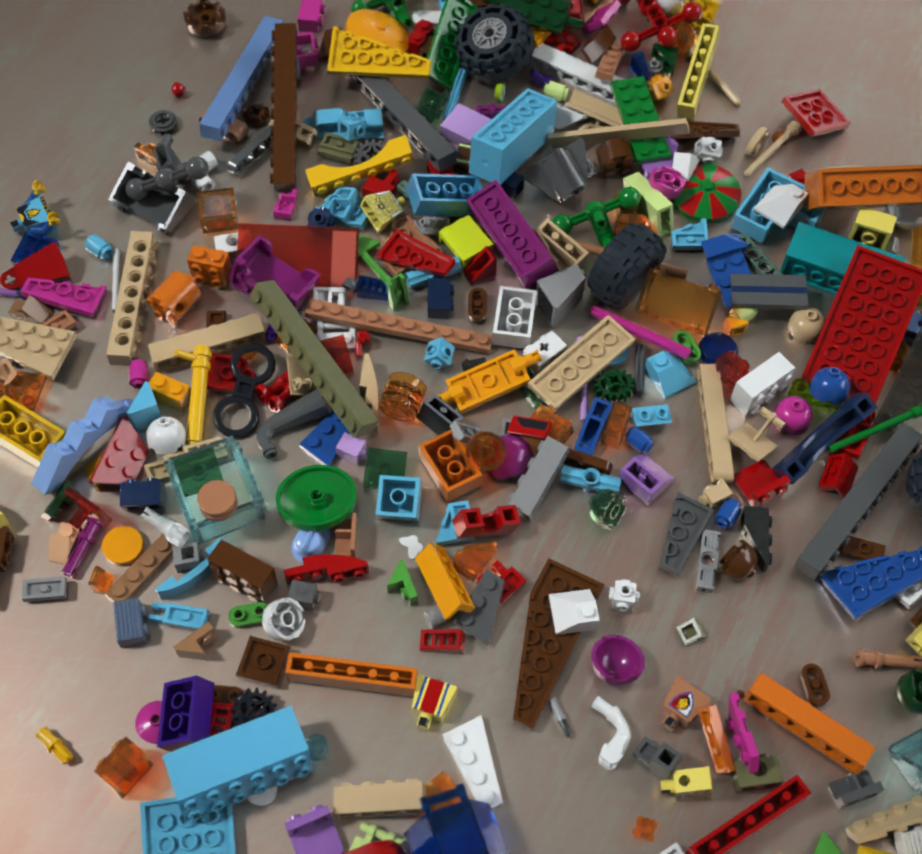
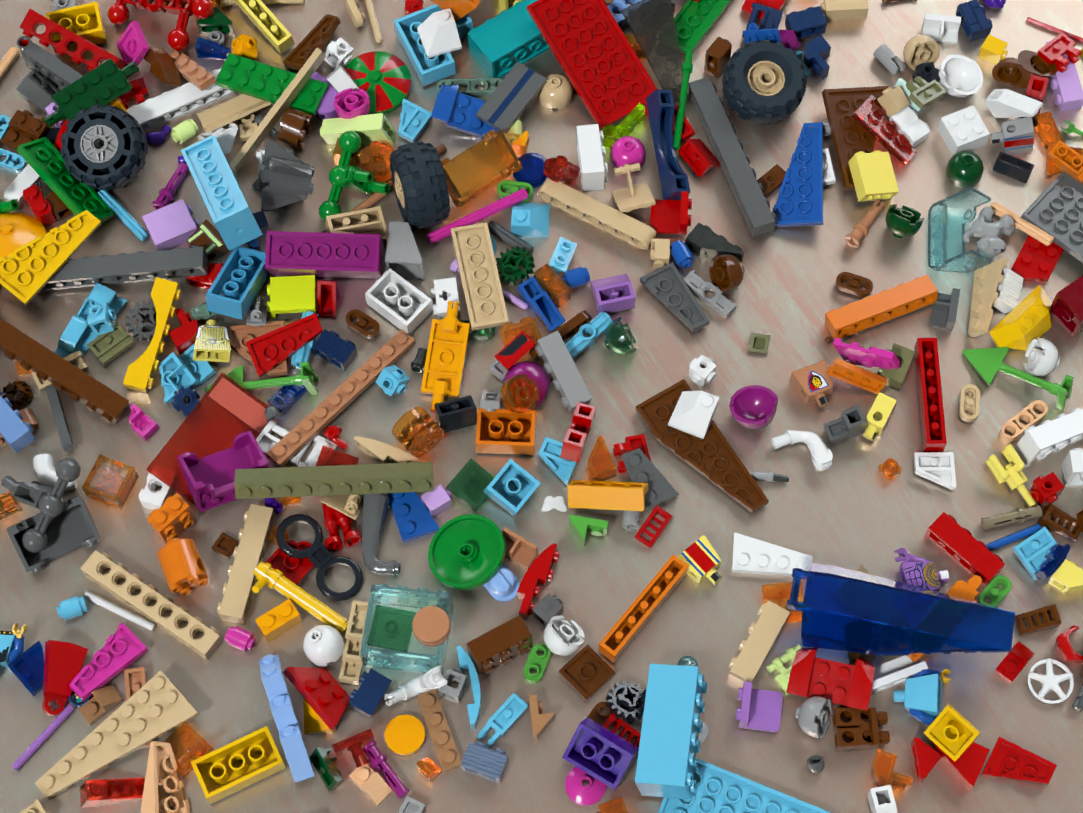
camera: 55 degrees left, 5 degrees up
(143, 409) = (288, 644): medium azure slope -> none
(431, 103) = (121, 238): clear green bracket -> none
(499, 92) = (150, 176): lime tile -> none
(830, 385) = (627, 110): blue cylinder -> none

